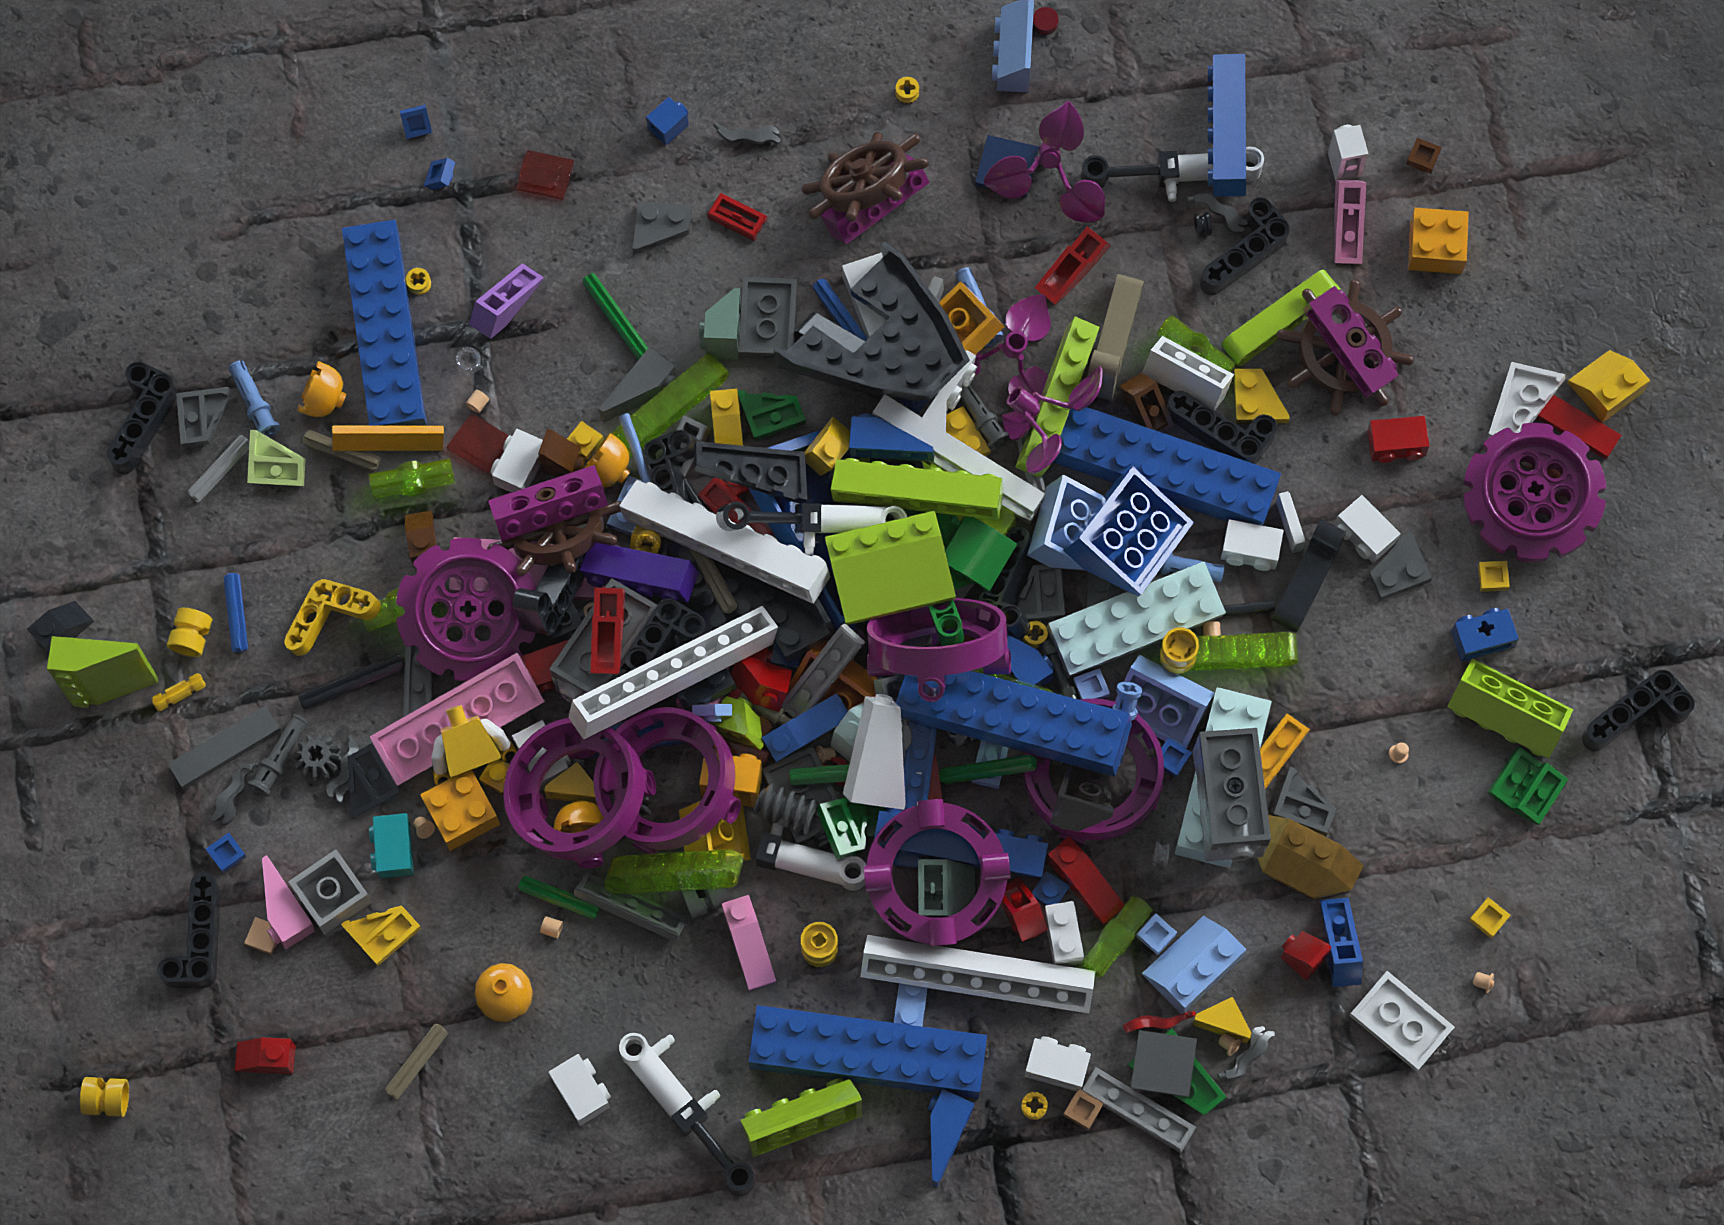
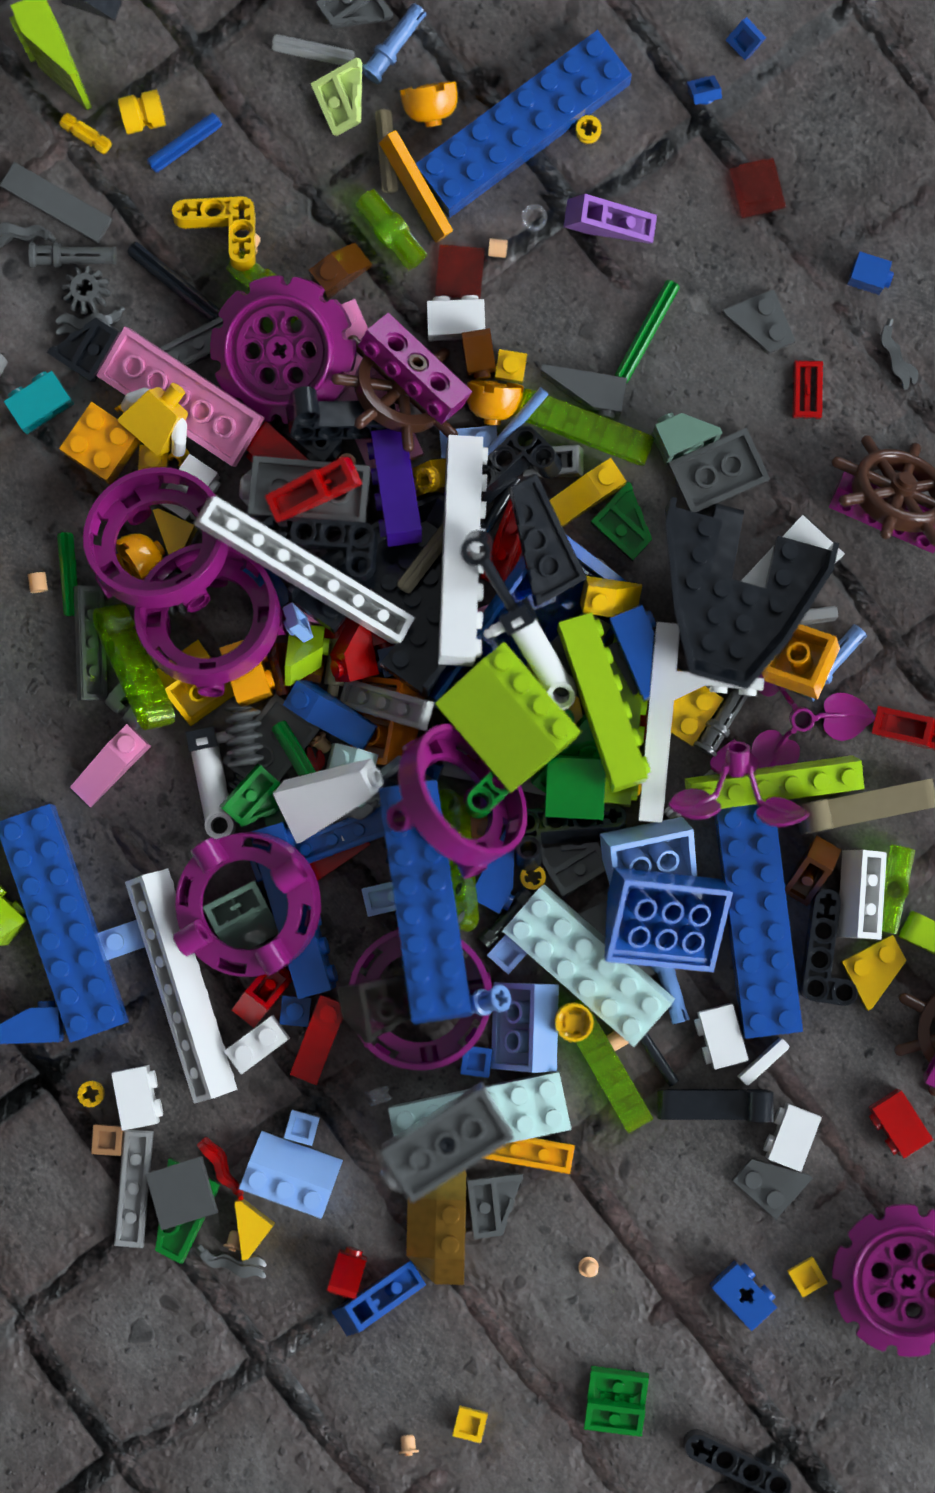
camera: 65 degrees right, 15 degrees up
(423, 827) = (69, 420): light nougat piece -> none
(819, 944) = (137, 829): yellow wheel -> none
(836, 308) = (758, 535): blue axle -> none
(988, 769) = (372, 901): green axle -> none
(1117, 936) = (281, 1093): clear neon green piece -> none
(1402, 1021) = (332, 1388): white plate -> none
(1510, 708) = (683, 1352): lime slope -> none

